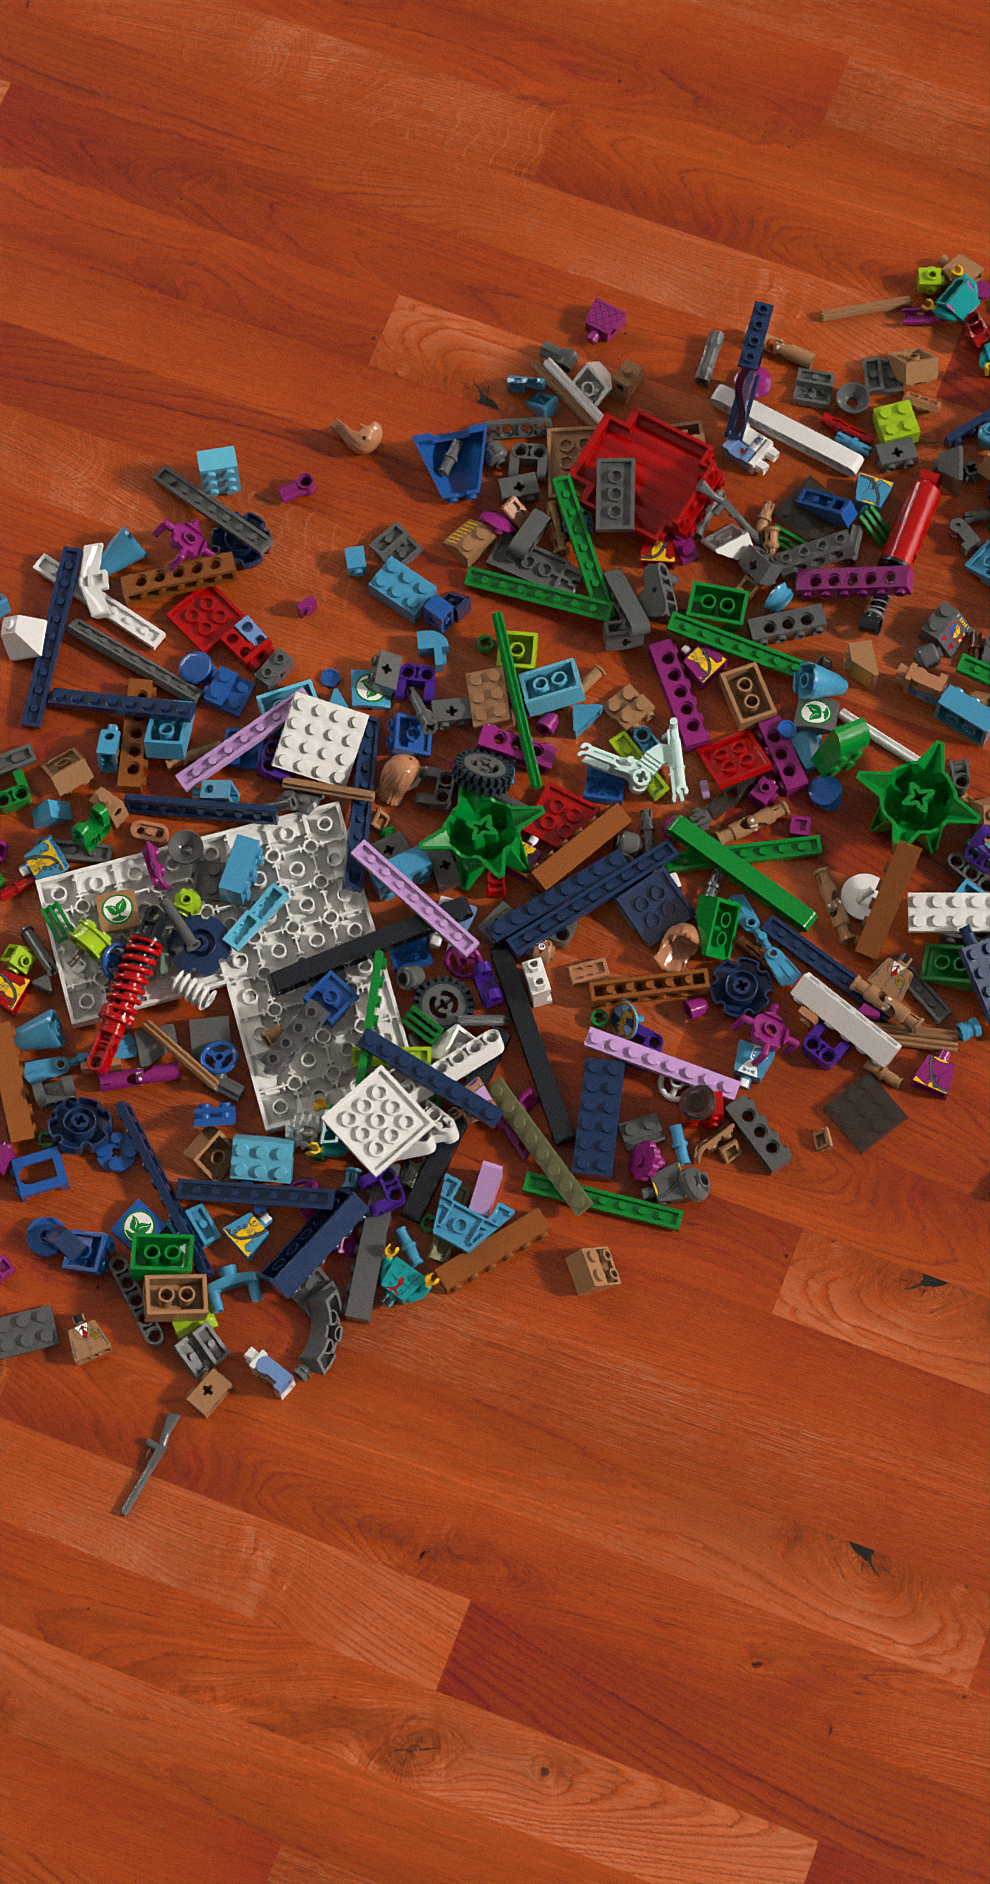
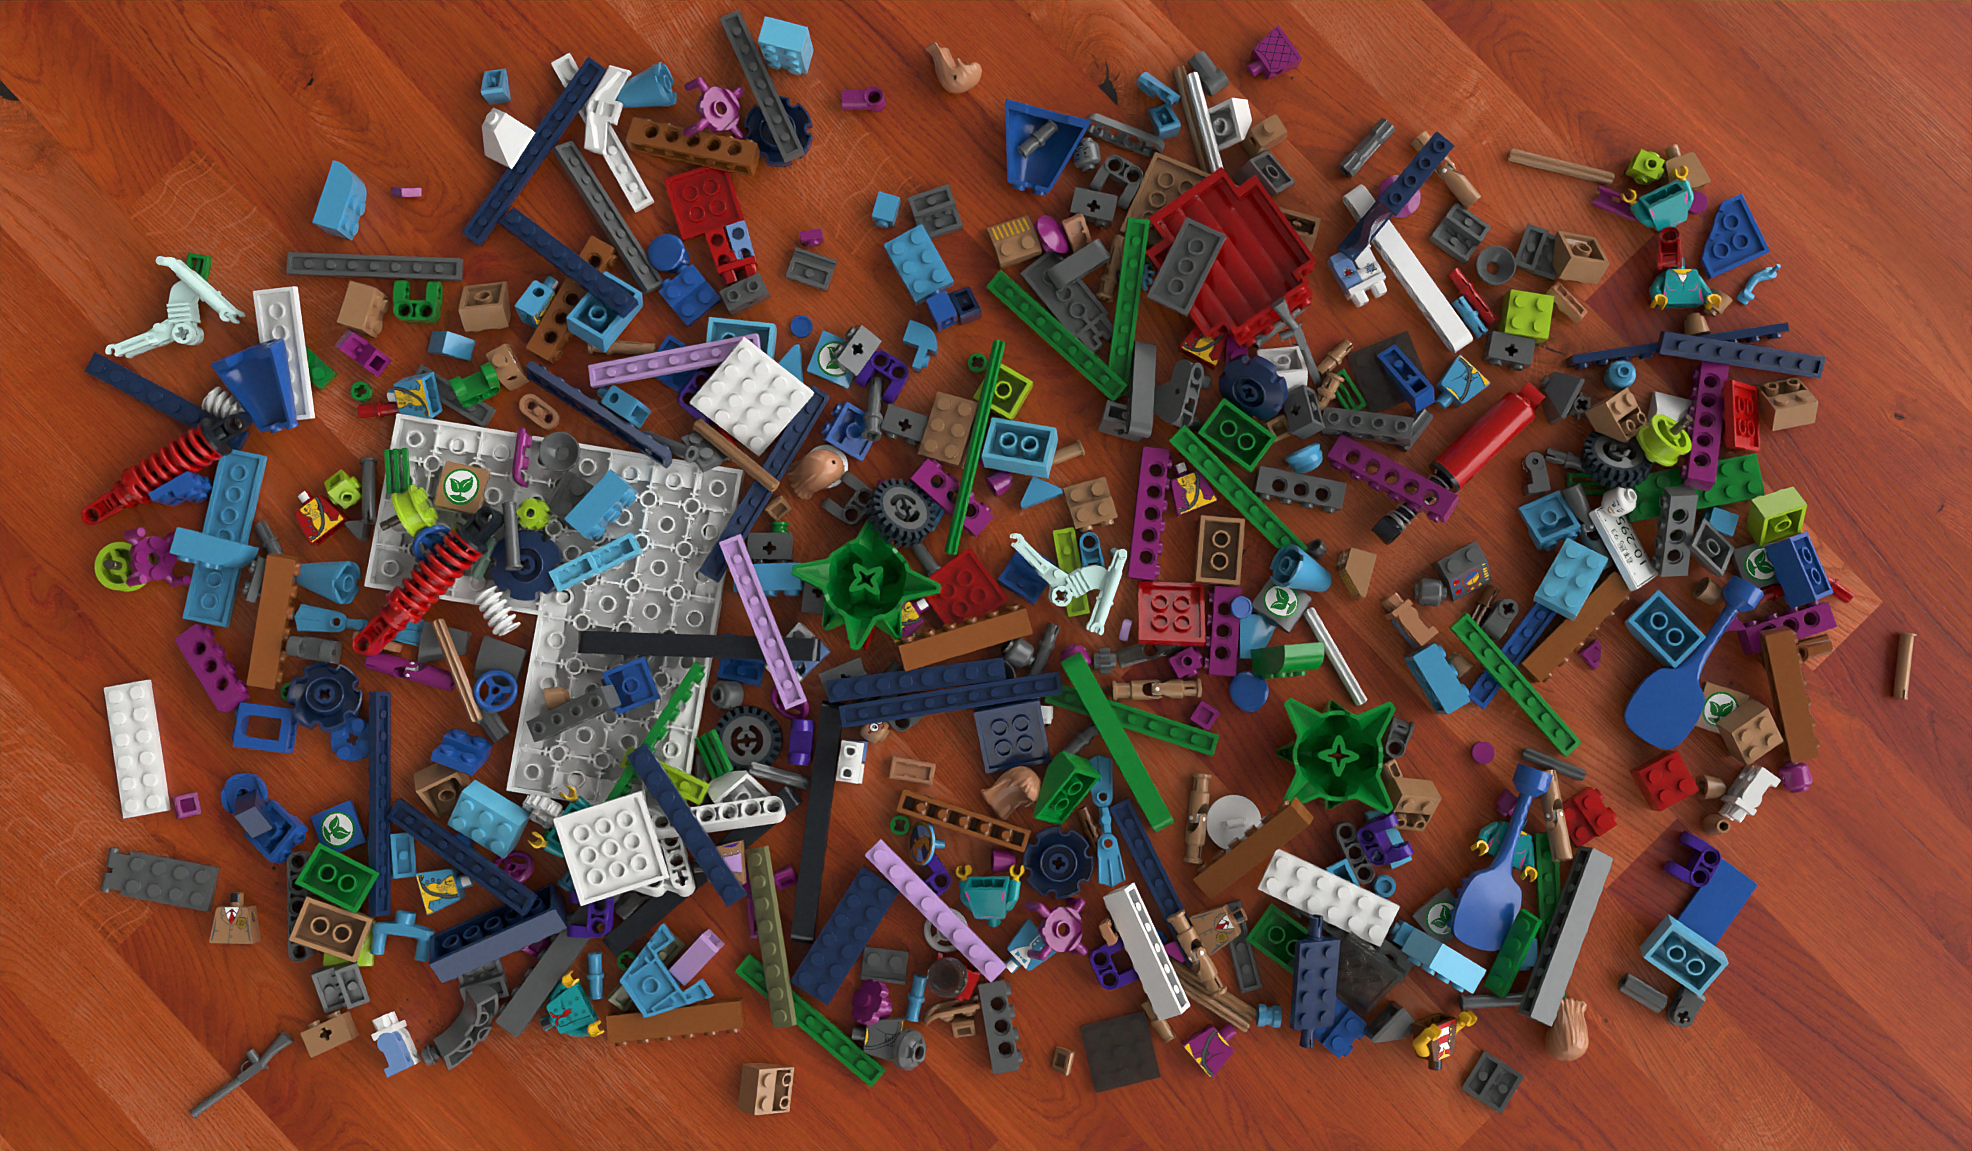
camera: 25 degrees right, 15 degrees up
(317, 631) = (811, 269): none -> dark grey plate
(643, 403) = (1268, 171): none -> dark grey slope
(699, 1036) = (989, 896): none -> teal torso
(712, 561) = (1253, 386): none -> dark blue piece
(880, 521) = (1455, 419): green tile -> none

